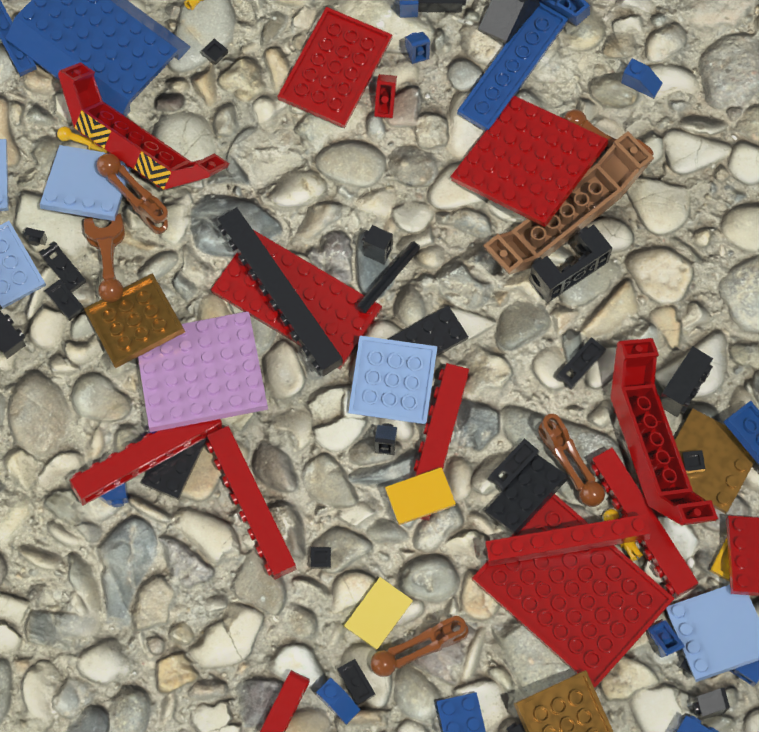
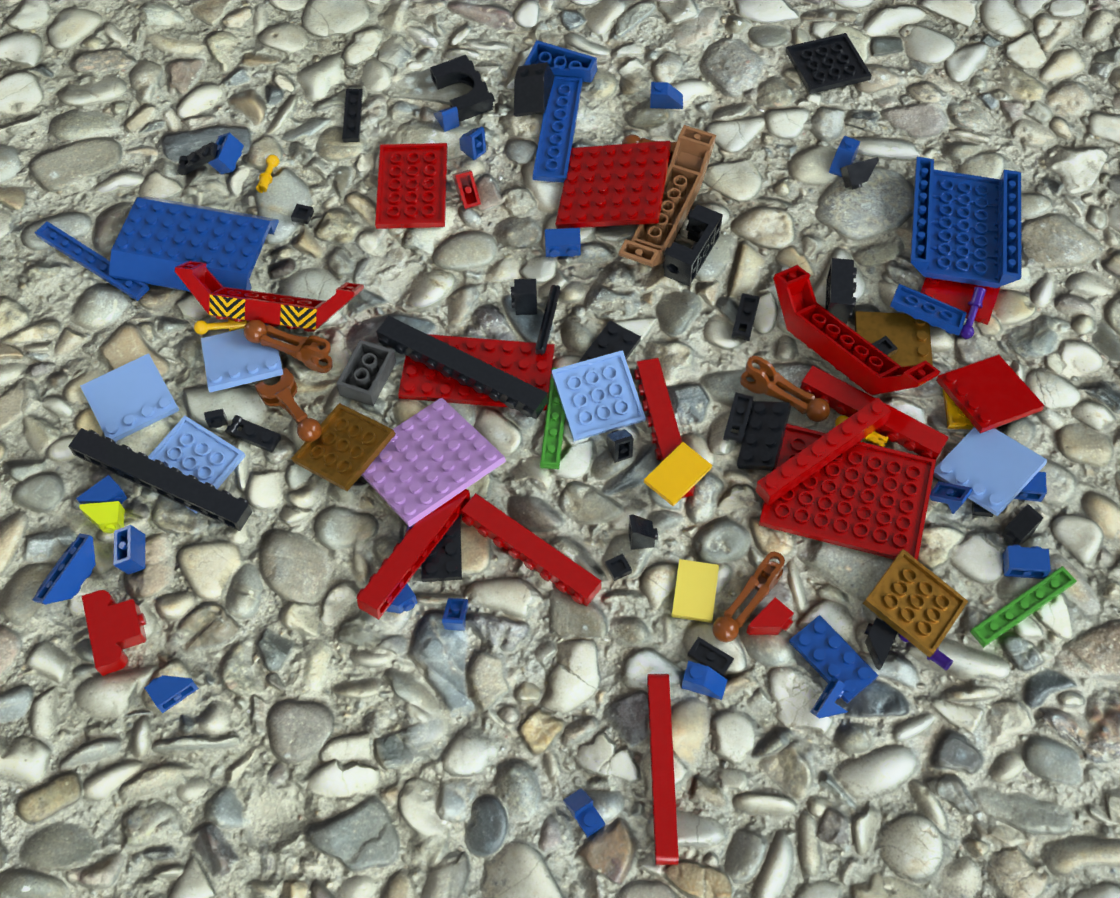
camera: 25 degrees left, 10 degrees down
(64, 300) = (269, 458): black plate -> none
(154, 530) = (455, 614): none -> blue slope
(191, 254) = (366, 372): none -> dark grey brick
(335, 393) = (553, 430): none -> bright green tile
(357, 536) = (641, 533): none -> black slope
(429, 675) = (771, 619): none -> red slope
(447, 199) = (563, 242): none -> blue brick

